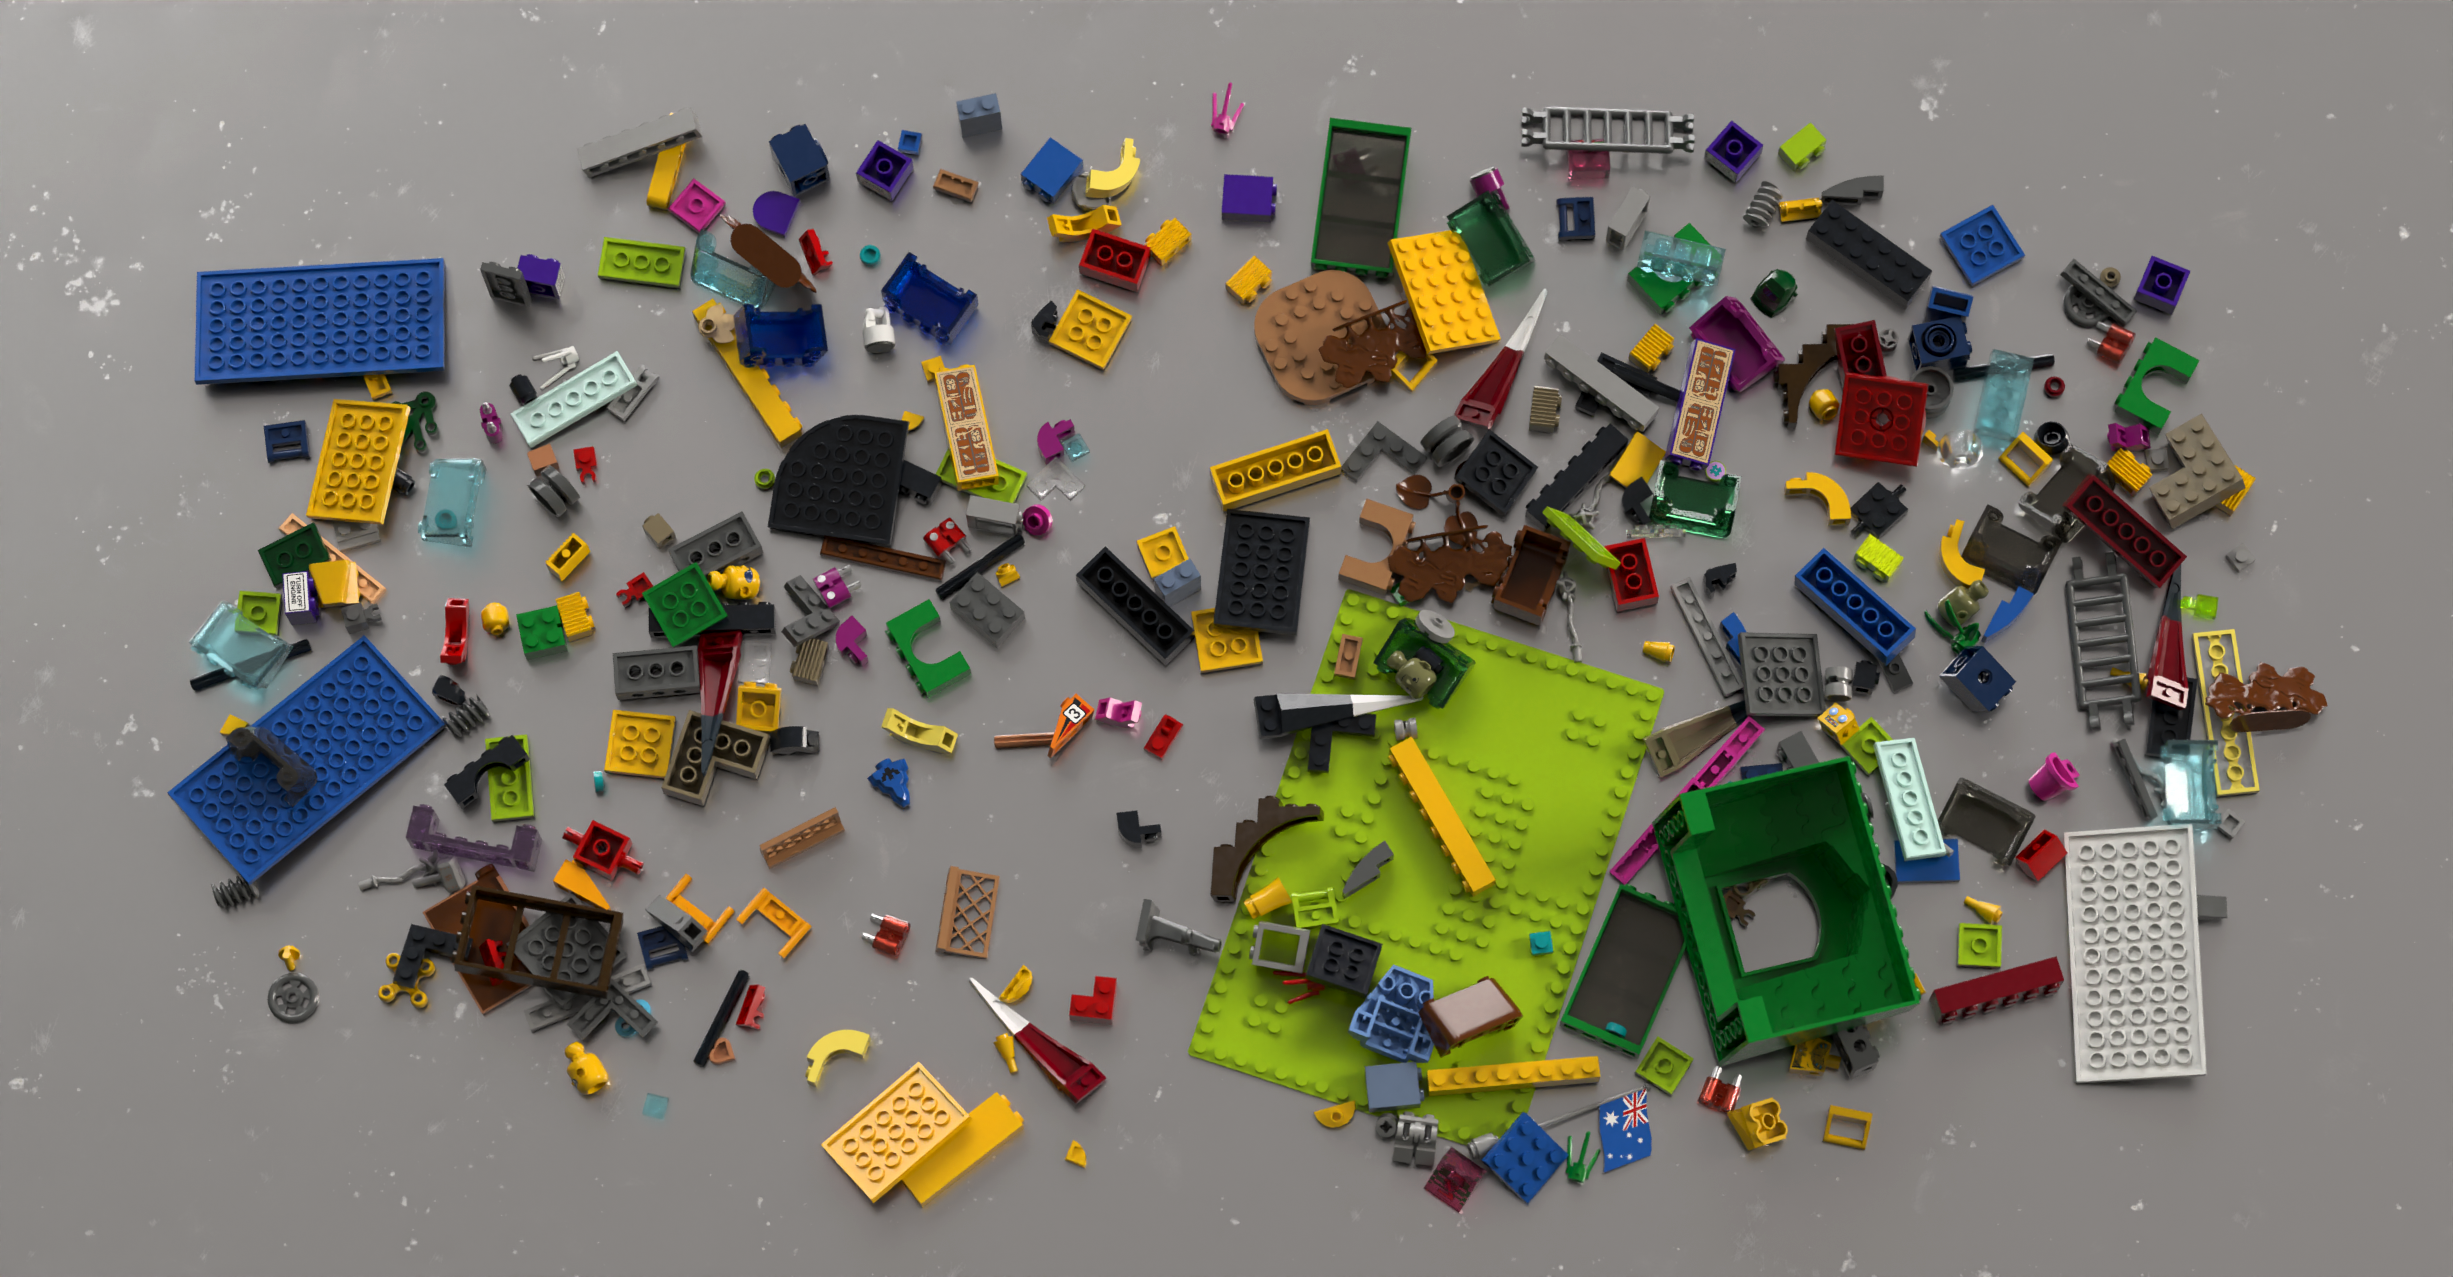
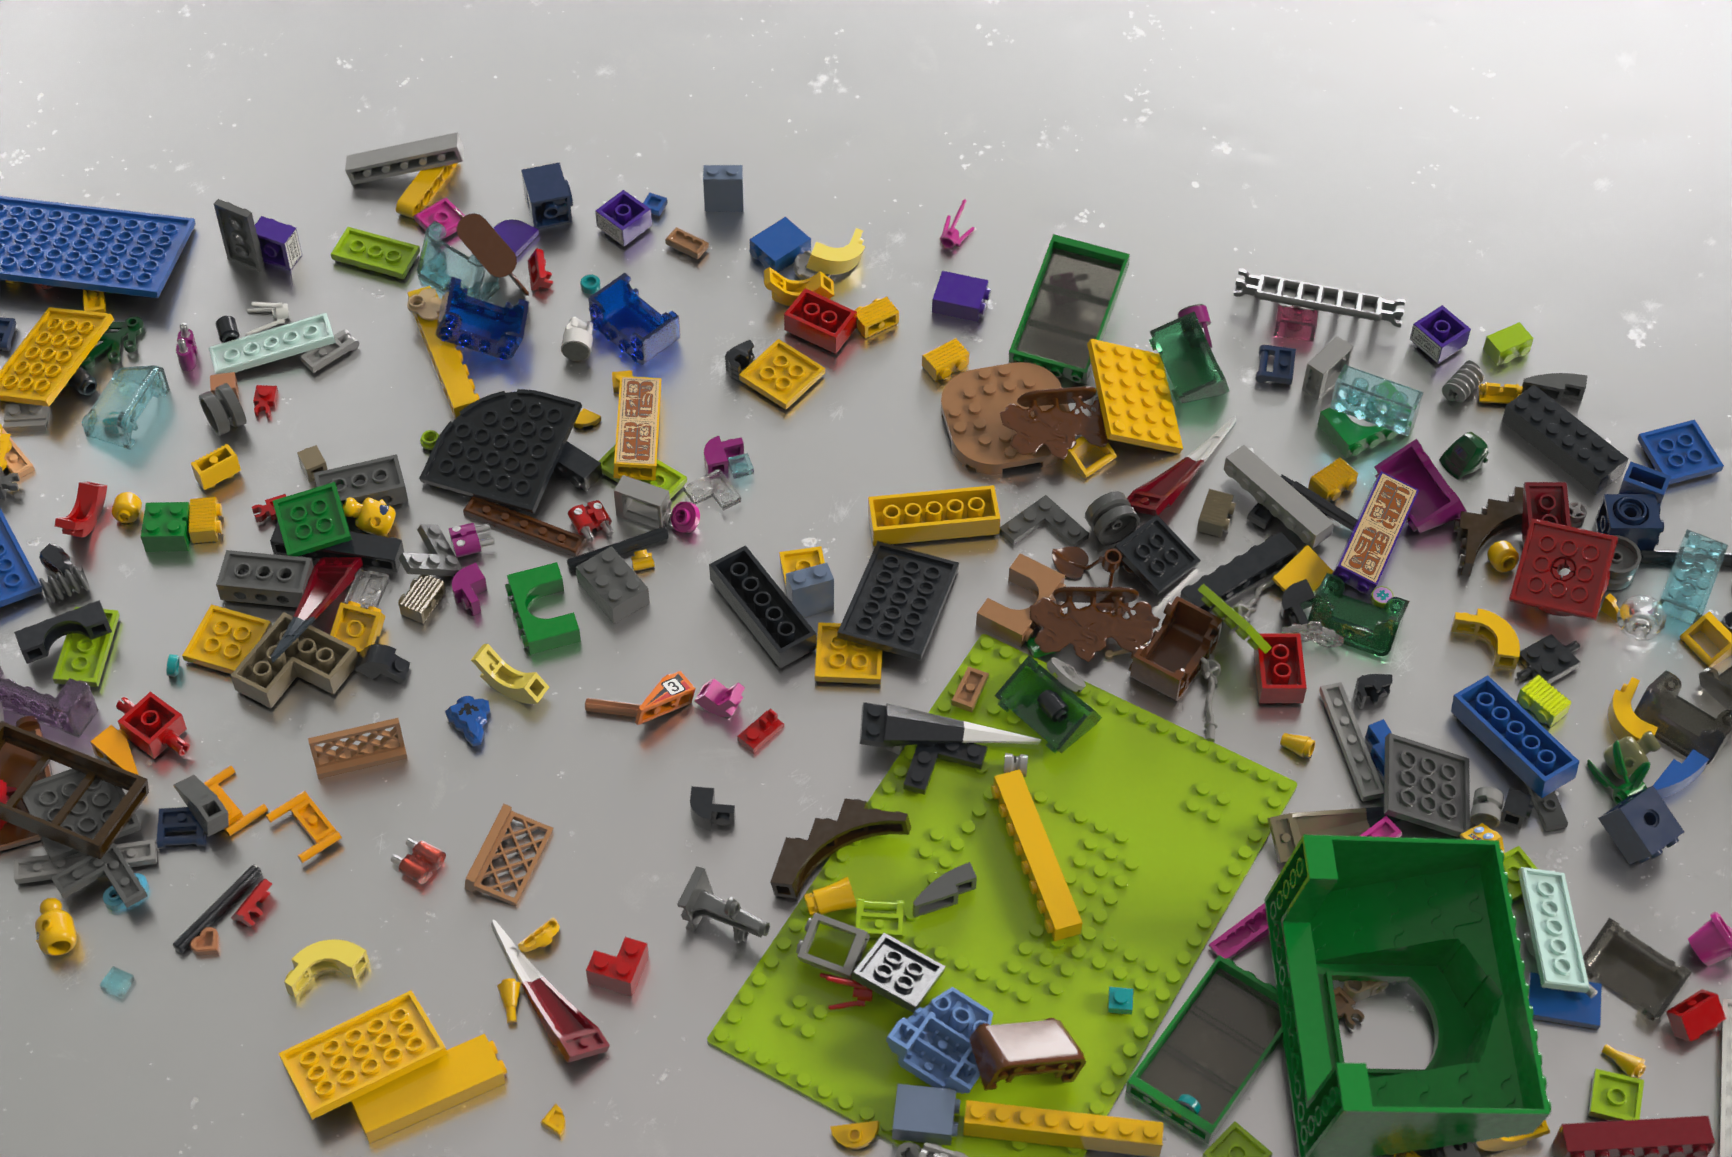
camera: 10 degrees right, 20 degrees down
(1412, 675) = (1033, 713): olive piece -> none

